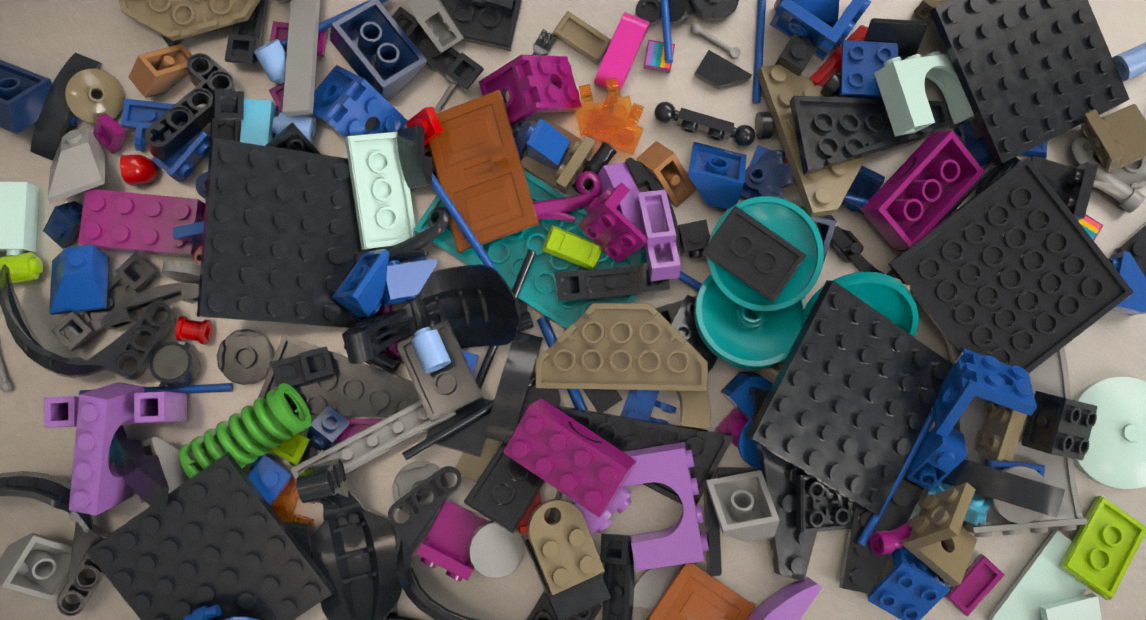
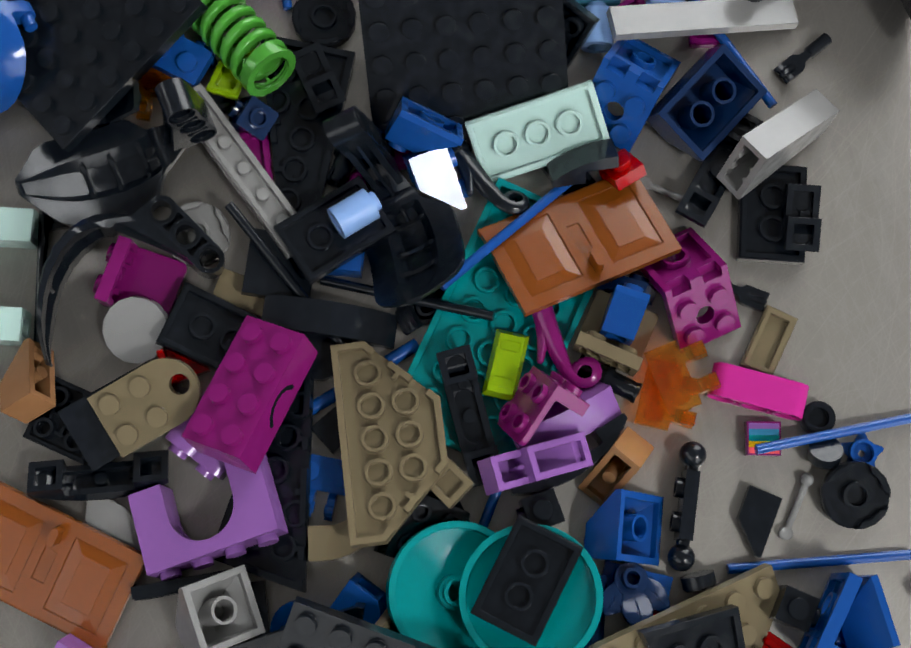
camera: 85 degrees right, 5 degrees down
(666, 303) = (452, 485): none -> dark tan tile
(732, 424) = (319, 591): magenta plate -> none

